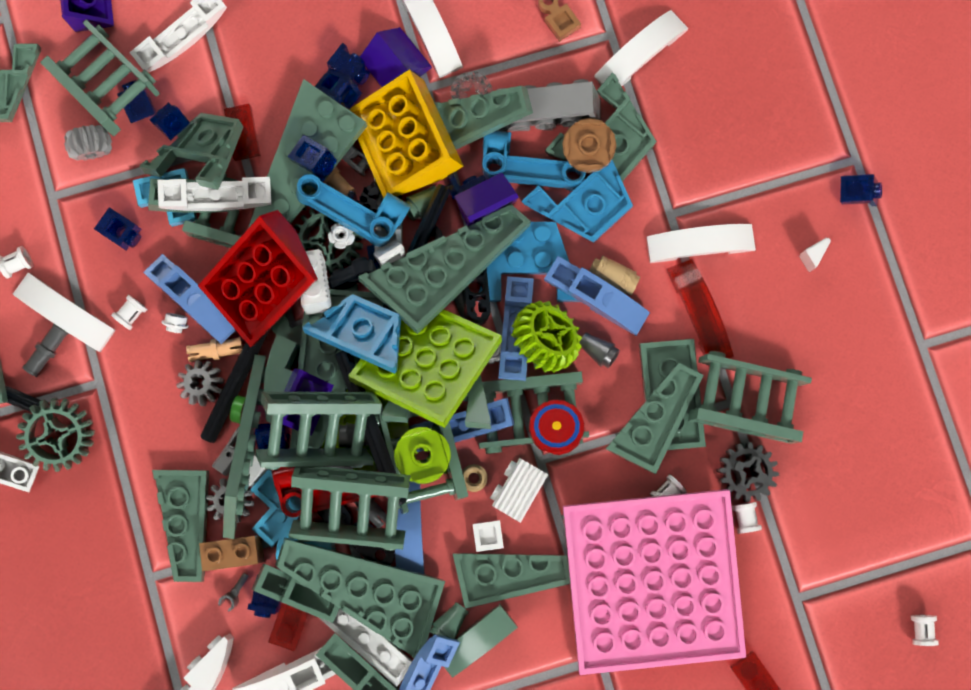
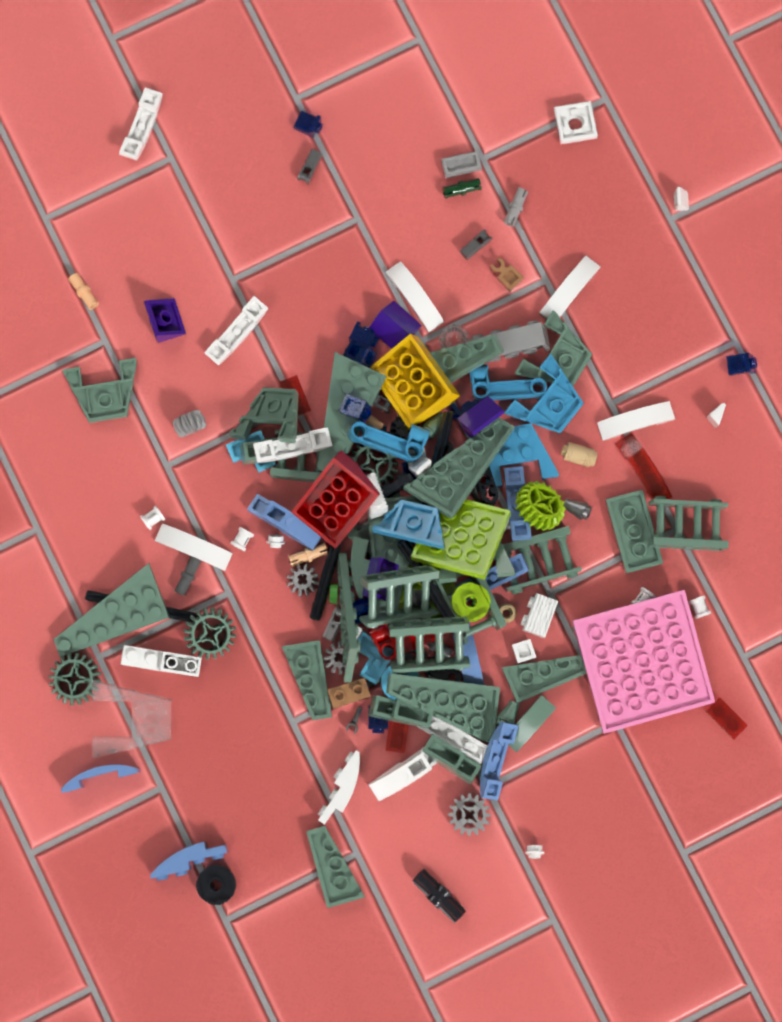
camera: 15 degrees left, 0 degrees up
(92, 99) = (186, 393): sand green fence -> none
(113, 223) = (219, 476): clear blue brick -> none
(140, 106) = (215, 386): clear blue bracket -> none
(169, 120) = (243, 397): clear blue bracket -> none
(338, 242) = (384, 464): white plate -> none
(556, 427) = (558, 567): red tile -> none
(589, 145) = (546, 366): medium nougat tile -> none
(598, 295) = (570, 470): medium blue slope -> none
(654, 425) = (625, 554): sand green wing -> none
(753, 461) = (704, 578): dark grey gear -> none

